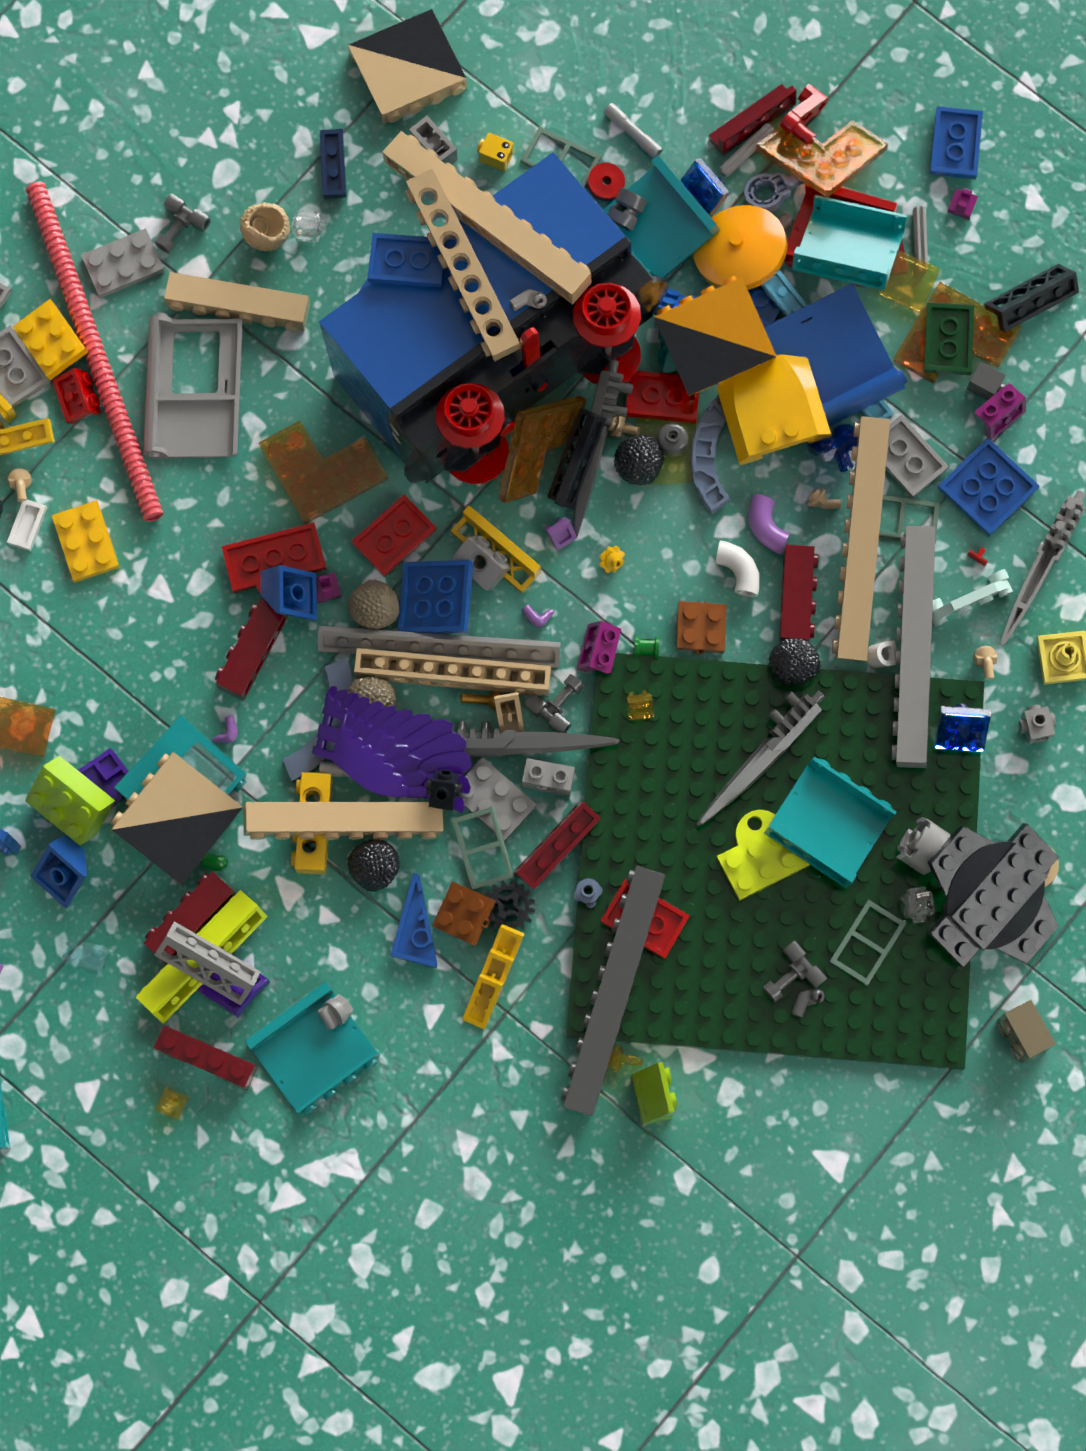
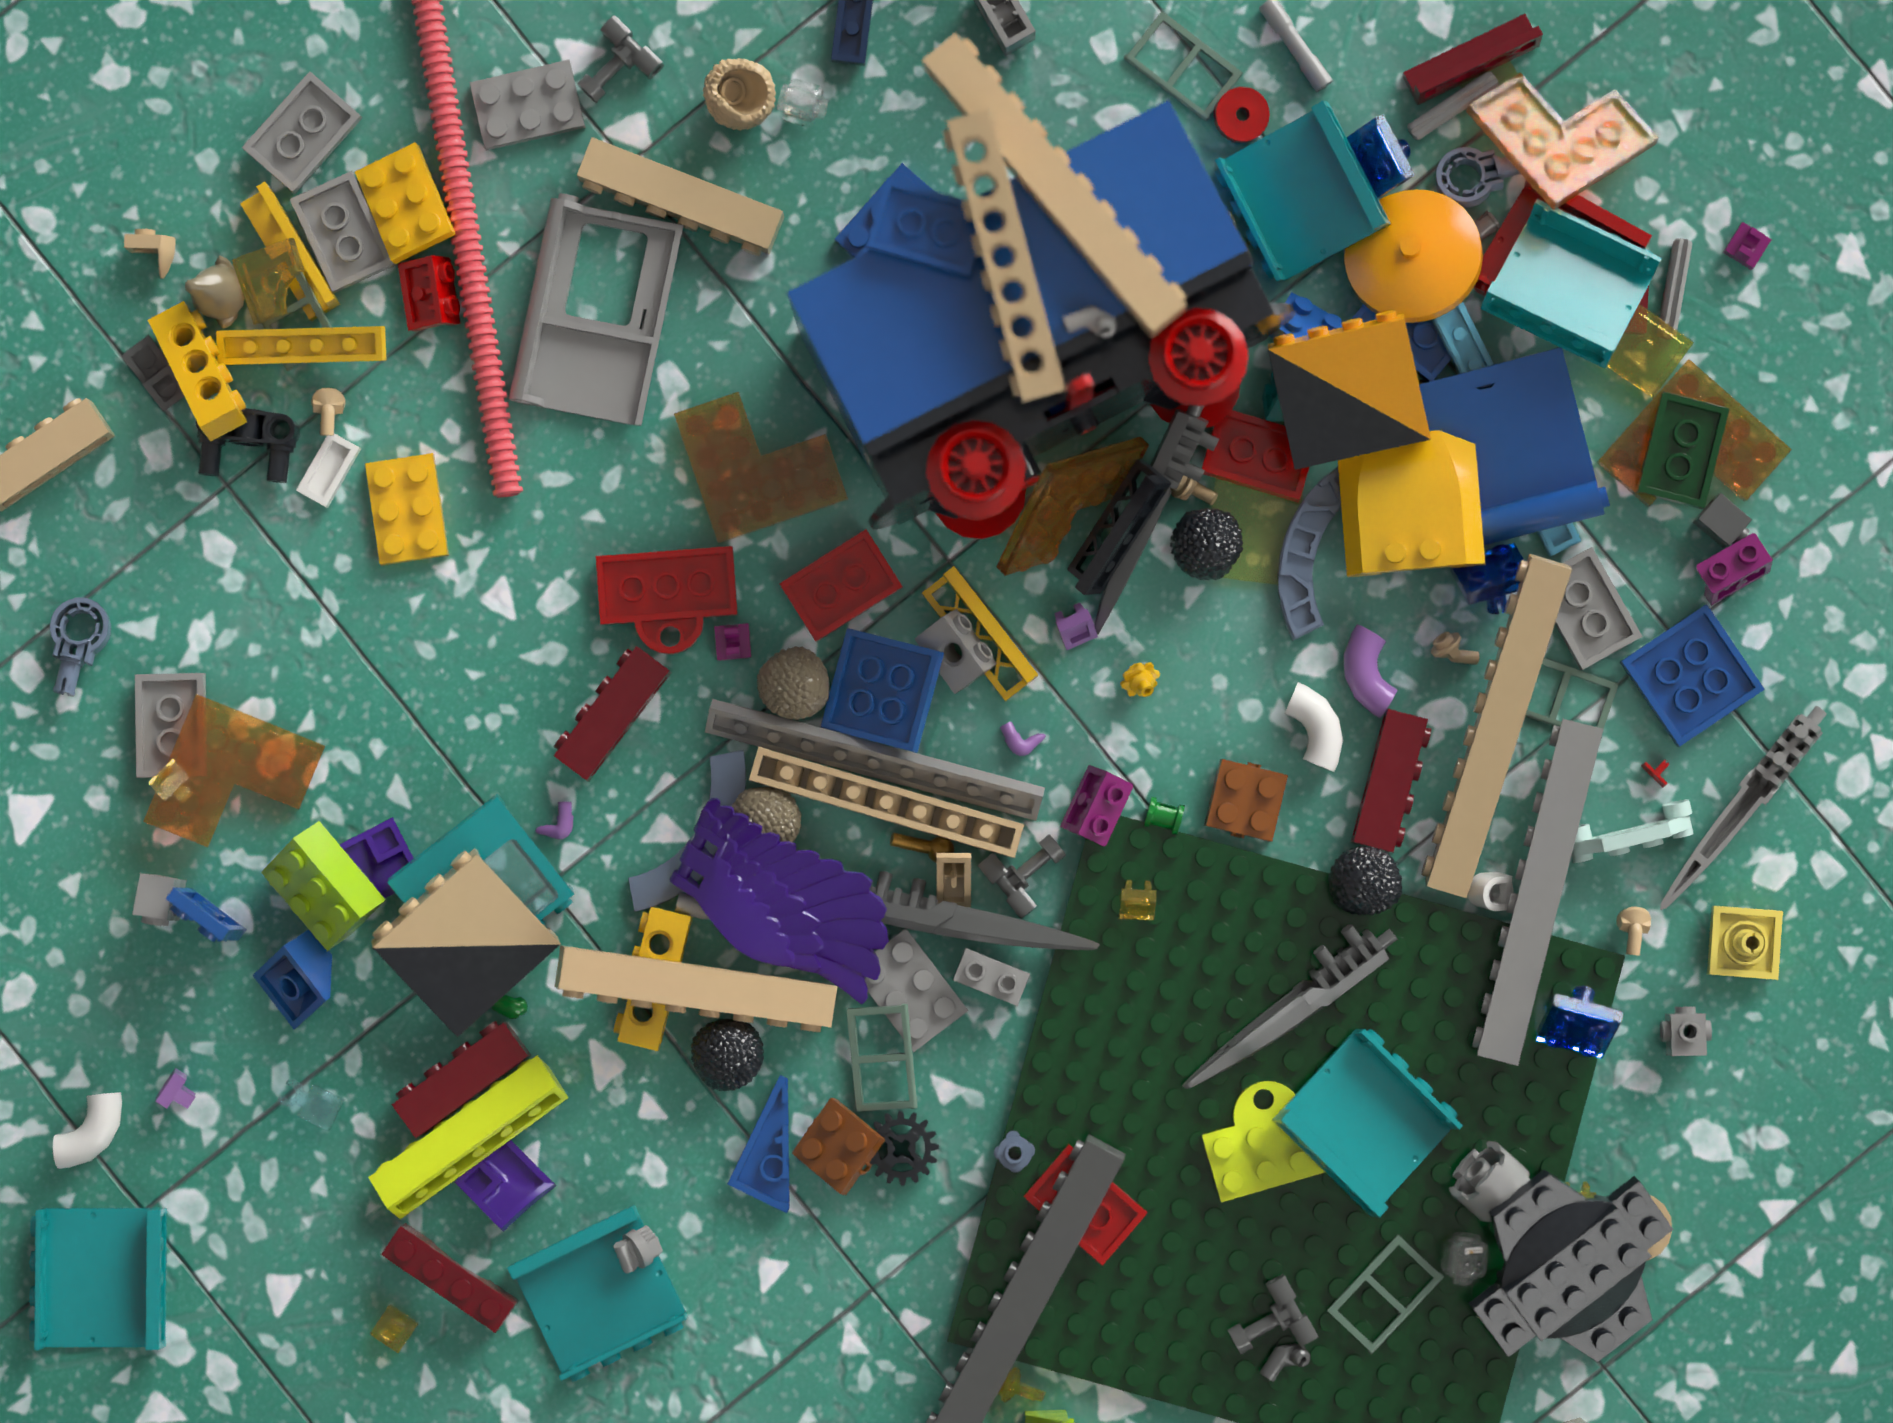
camera: 10 degrees right, 10 degrees up
(210, 960) = (478, 1153): light grey fence -> none
(290, 591) = (679, 647): blue slope -> none
(444, 789) = (842, 973): black brick -> none
(493, 976) = (862, 1240): yellow slope -> none
(495, 151) = (1091, 39): yellow brick -> none
(556, 845) = (983, 1075): dark red fence -> none
(626, 210) = (1270, 159): dark grey wheel -> none
(672, 440) = (1252, 532): dark grey head -> none
(811, 104) = (1564, 51): red beam -> none
(956, 142) = (1757, 152): blue plate -> none
(1034, 298) = (1821, 413): black fence -> none

